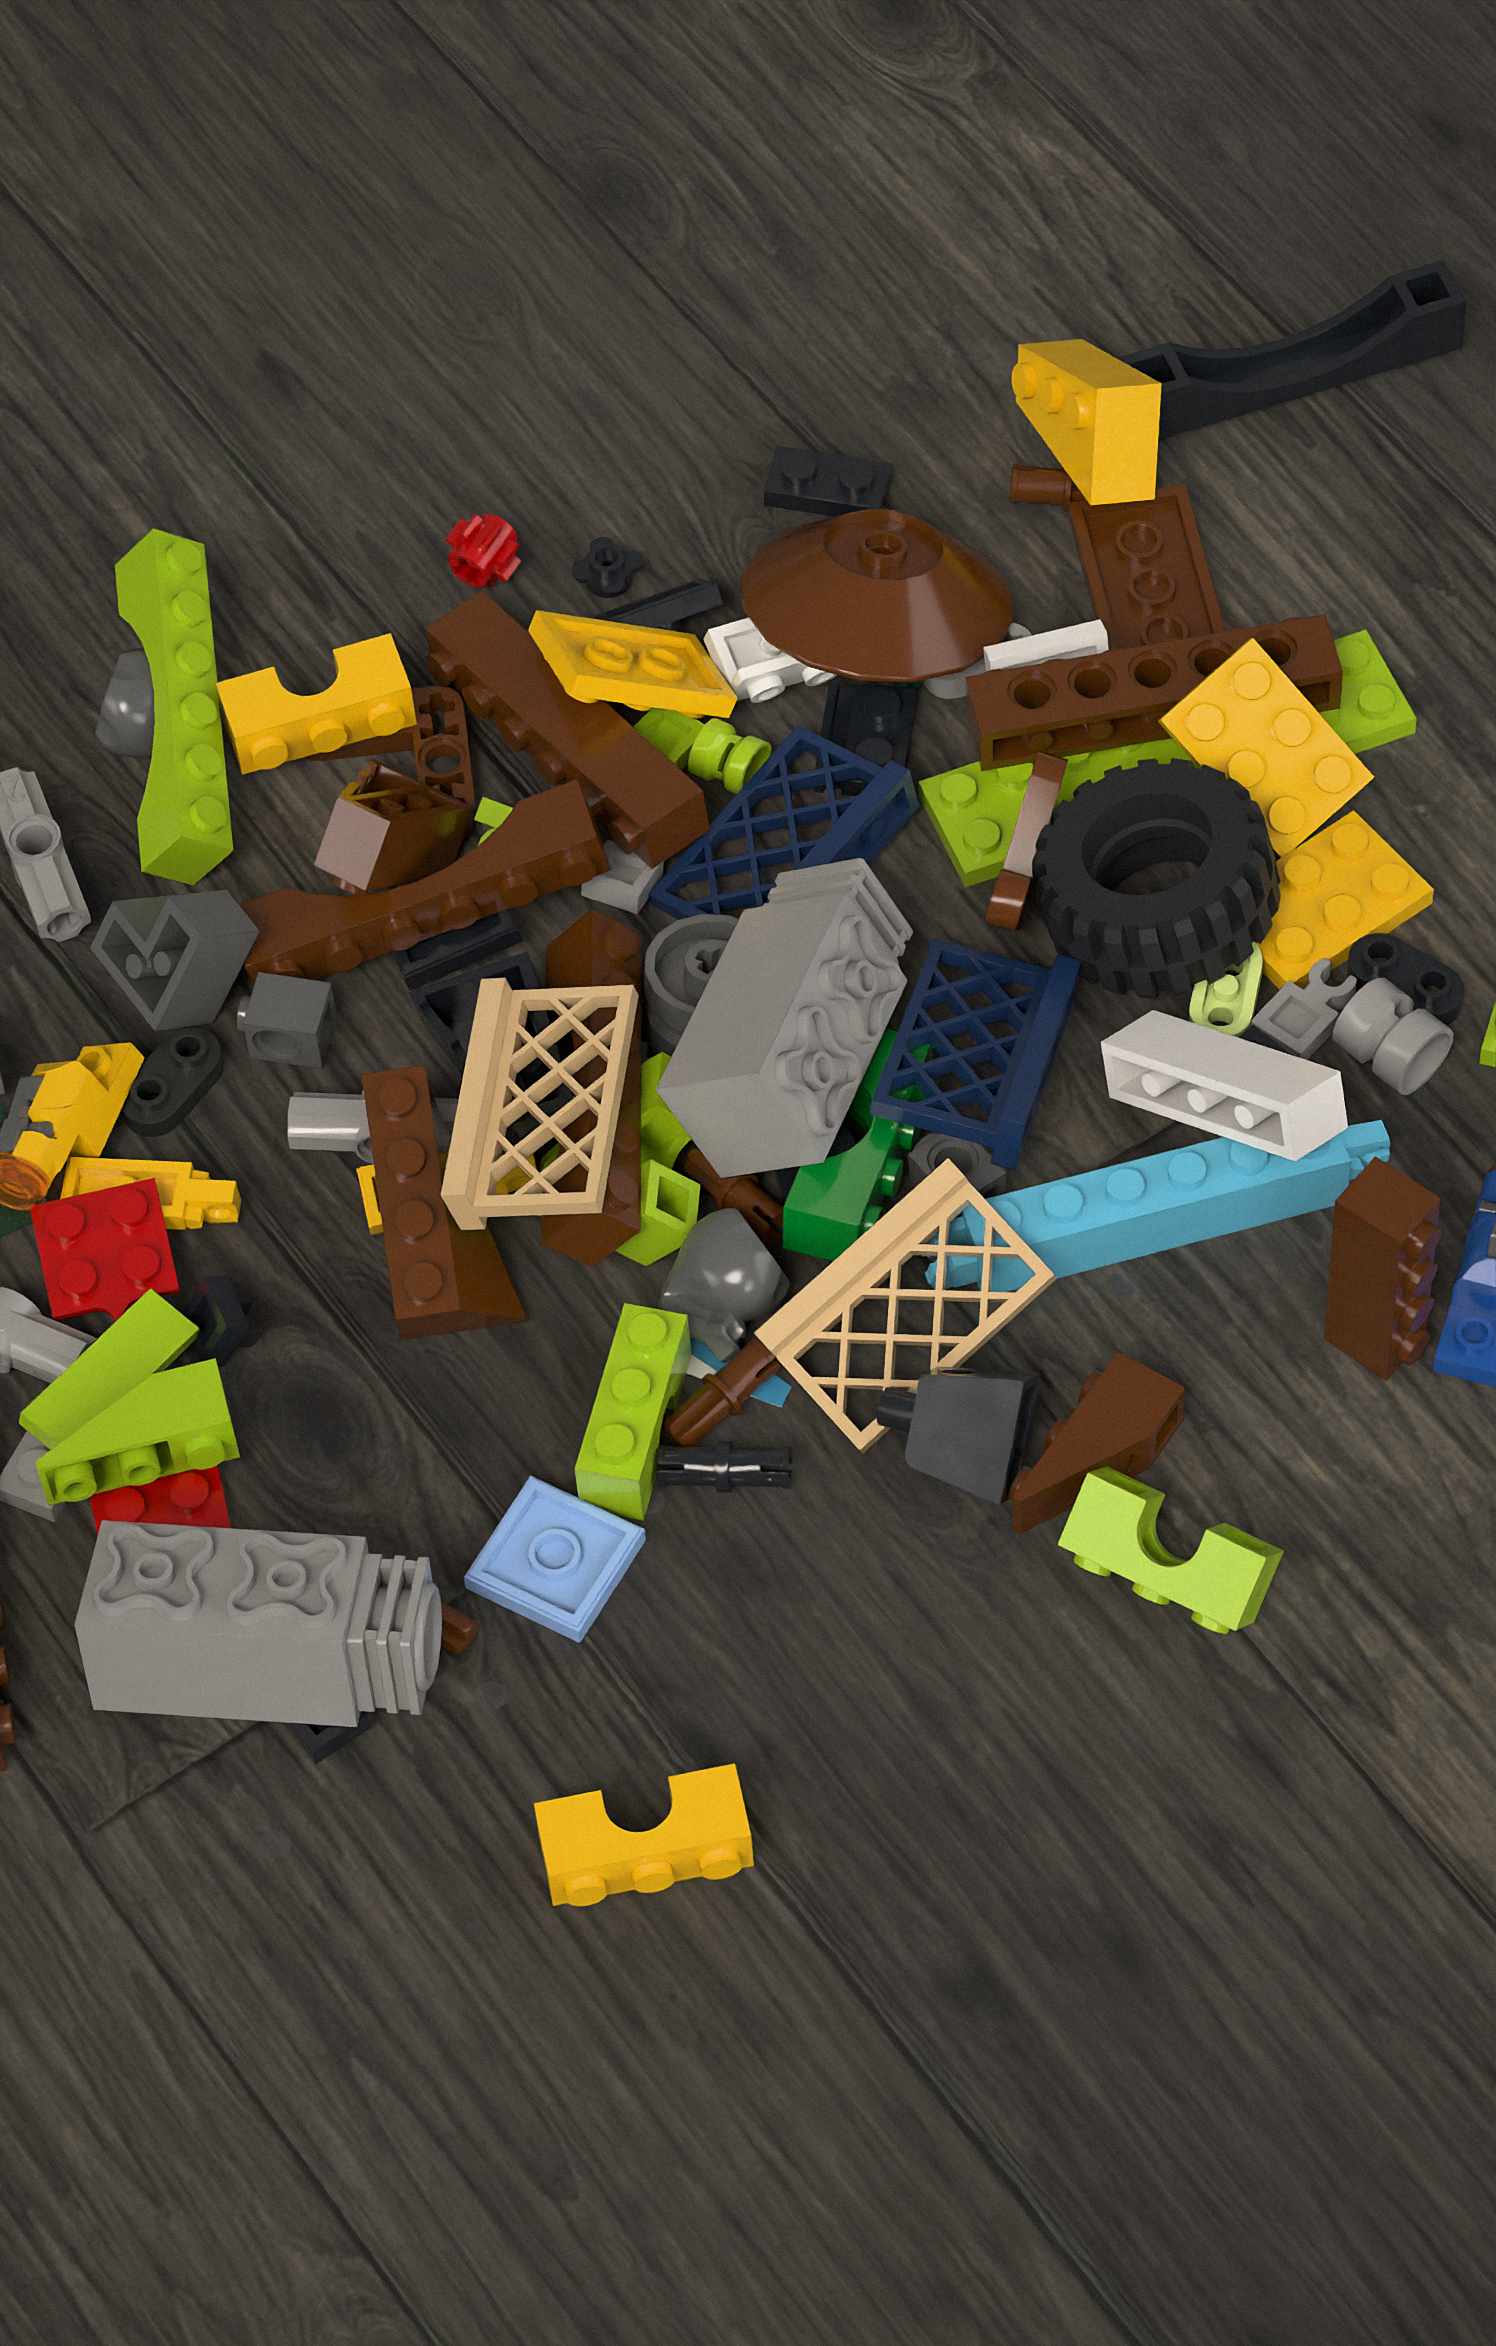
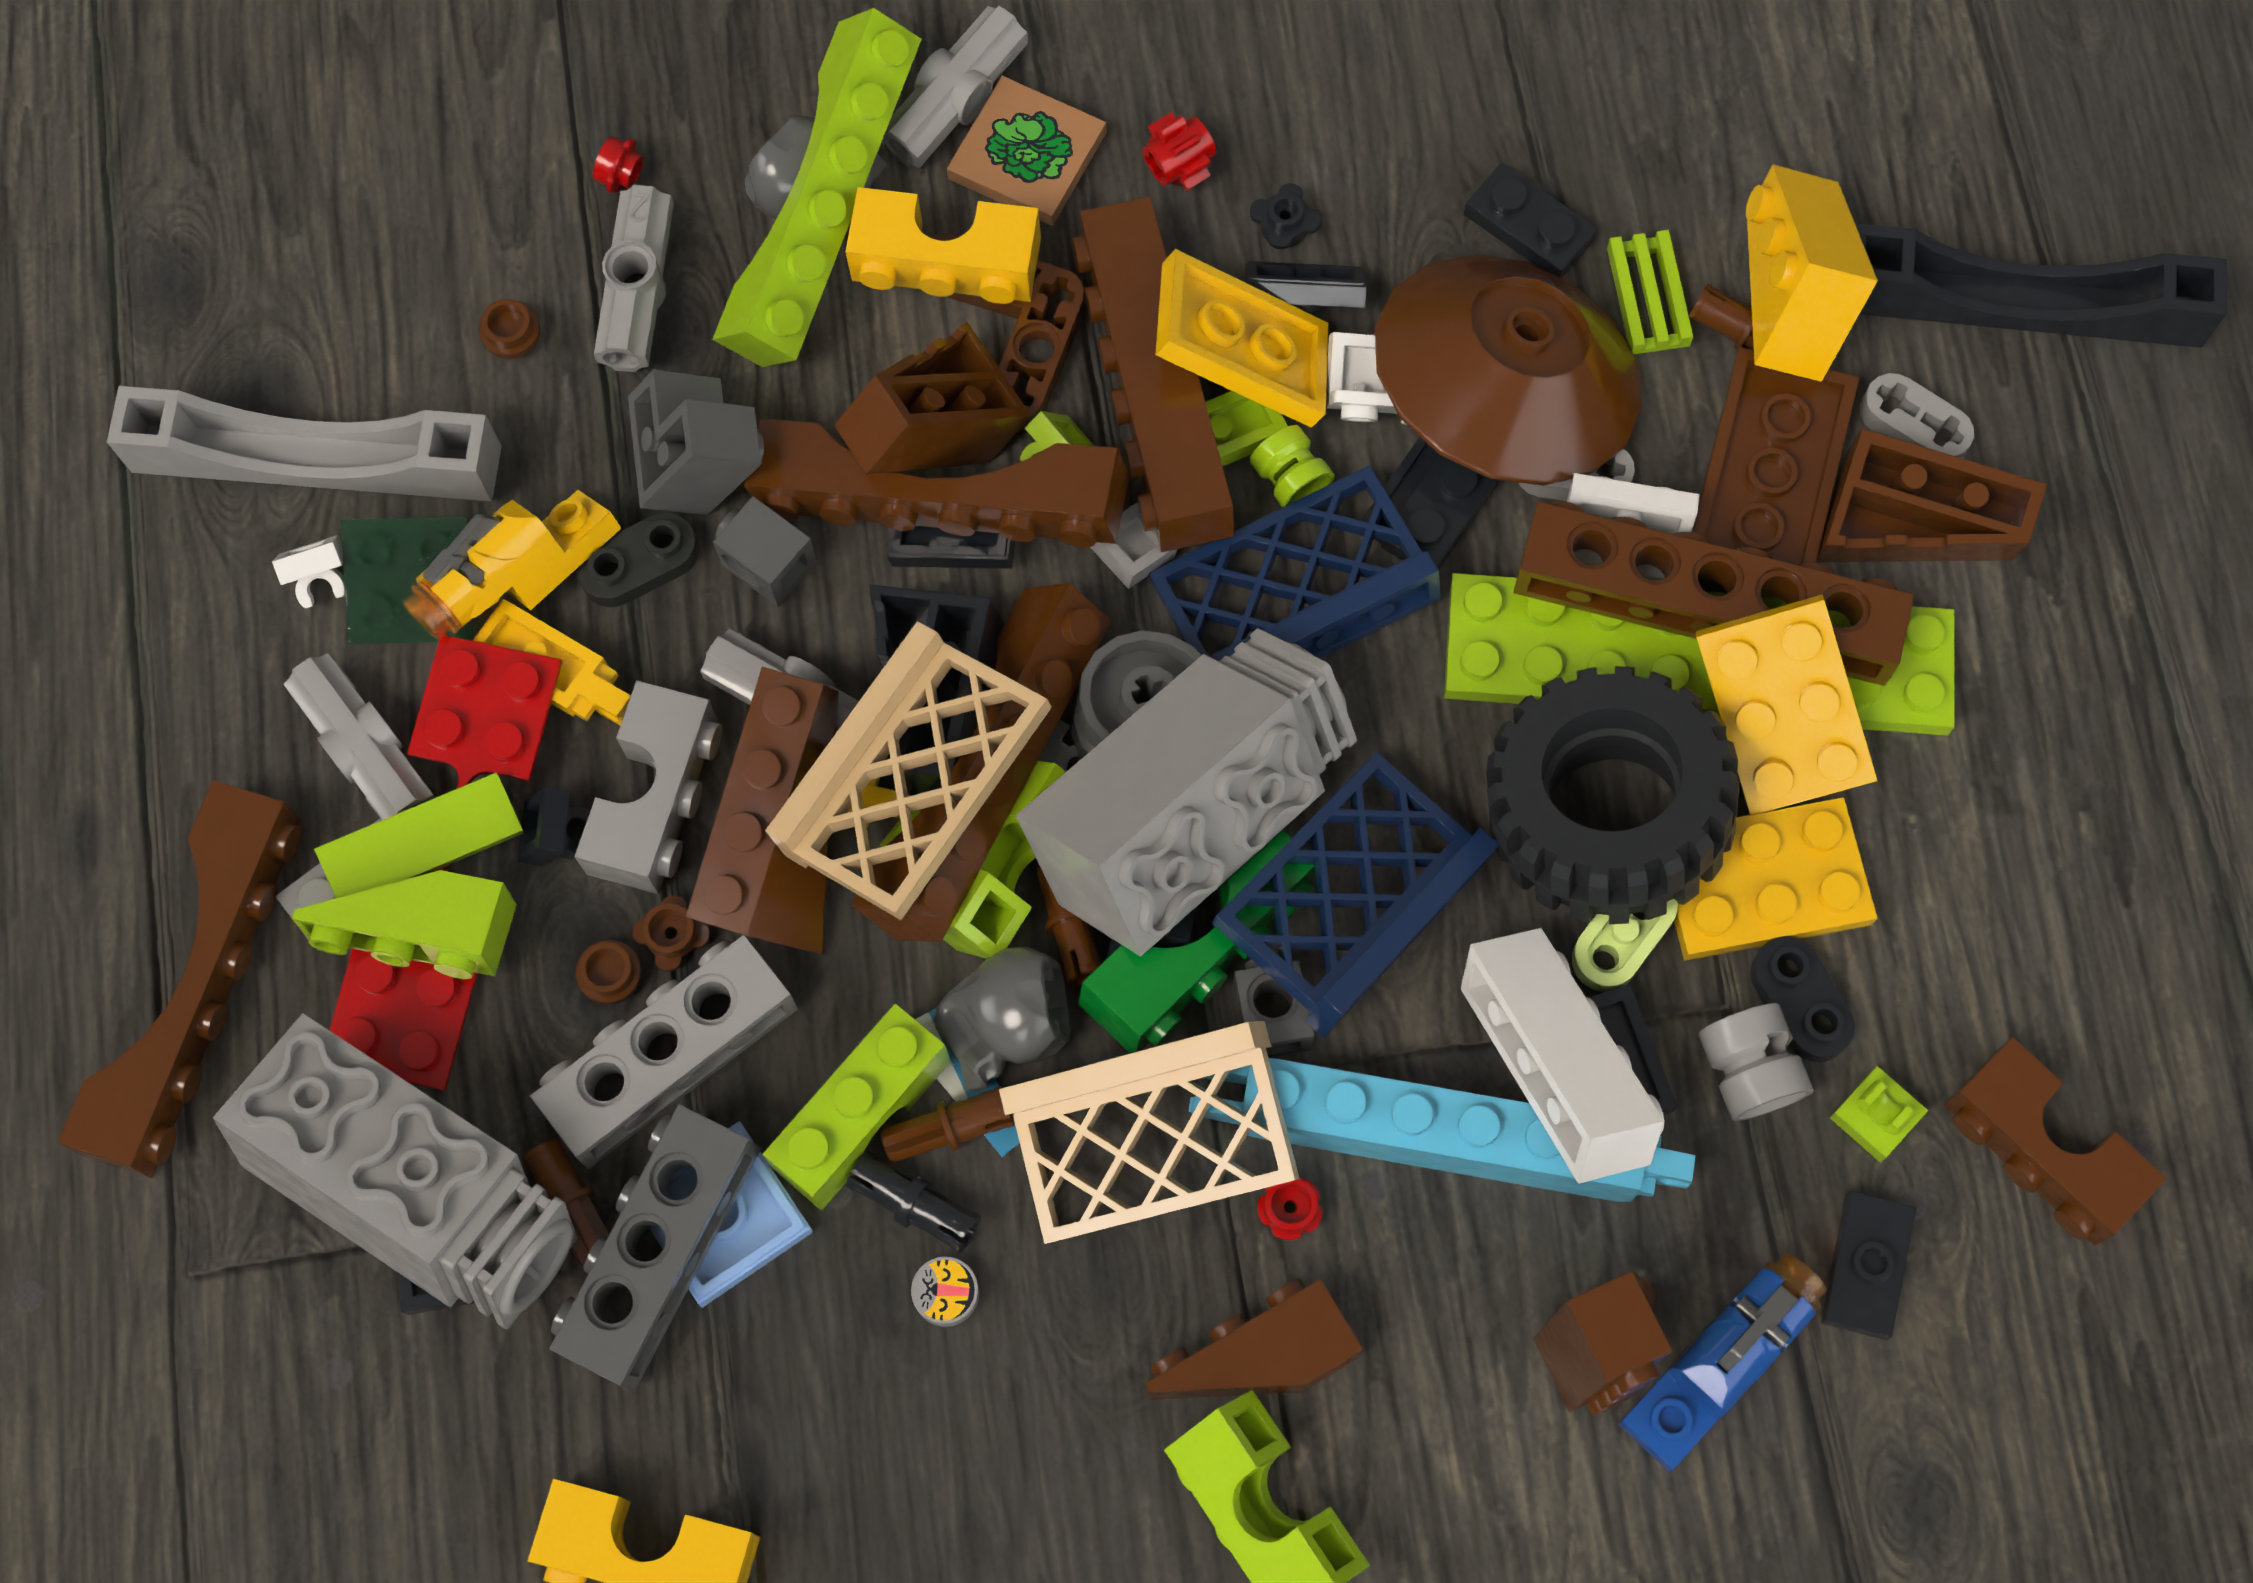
camera: 25 degrees right, 15 degrees up
(246, 580) = (954, 86): none -> light grey piece
(301, 1294) = (638, 839): none -> light grey arch
(336, 605) = (1027, 149): none -> medium nougat tile
(340, 1413) = (608, 972): none -> reddish brown plate
(374, 1344) = (668, 915): none -> reddish brown plate
(463, 1358) = (653, 1086): none -> light grey brick
(528, 1686) = (657, 1286): none -> dark grey brick
(792, 1527) = (945, 1291): none -> tile
(957, 458) = (1642, 248): none -> lime tile
(966, 1426) = (1142, 1285): black torso -> none
(1036, 810) = (1480, 730): reddish brown beam -> none
(1055, 1311) = (1287, 1225): none -> red plate
(1252, 501) = (1917, 416): none -> light grey beam
(1299, 554) = (1925, 506): none -> reddish brown wedge
(1305, 1018) = (1680, 996): light grey plate -> none

